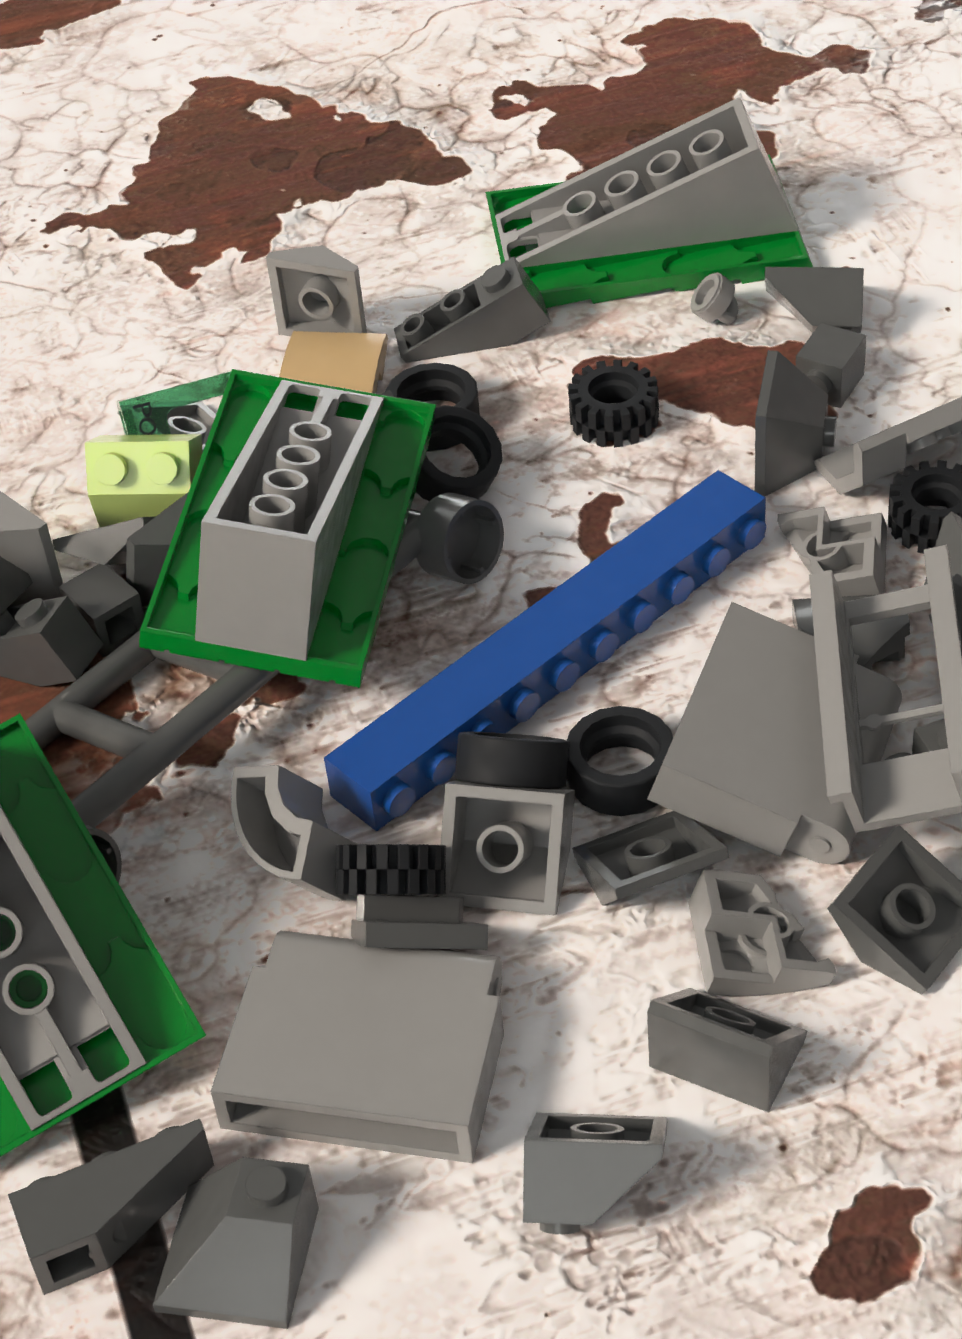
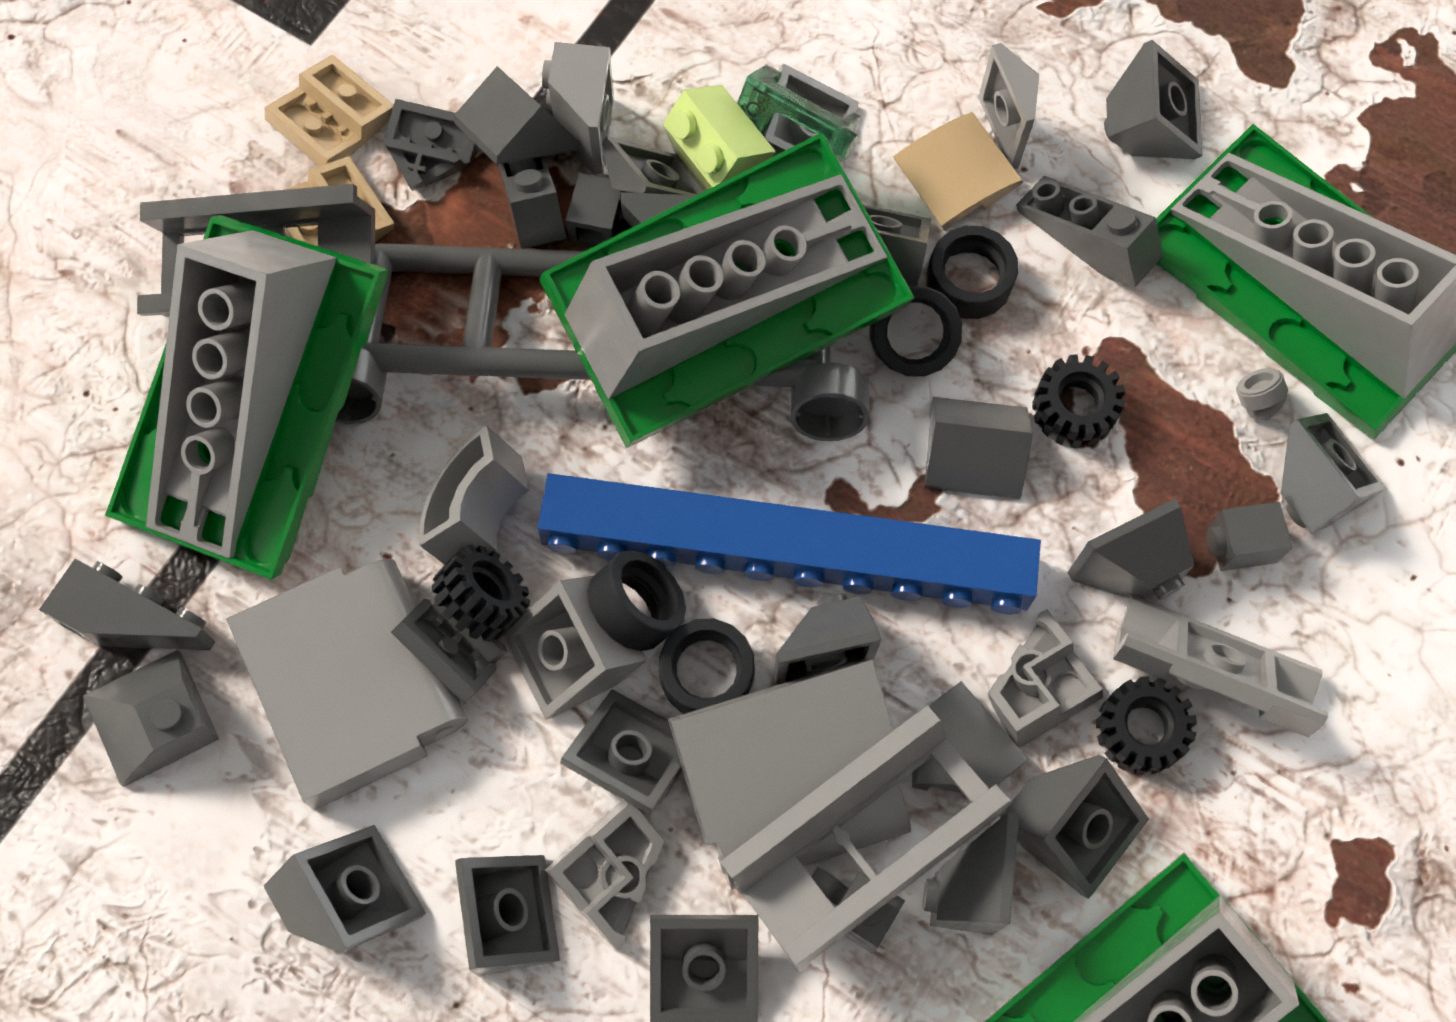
camera: 45 degrees right, 25 degrees up
(411, 236) = (1155, 108): none -> dark grey slope
(593, 485) = (978, 447): none -> dark grey slope
(676, 647) = (828, 637): none -> dark grey slope

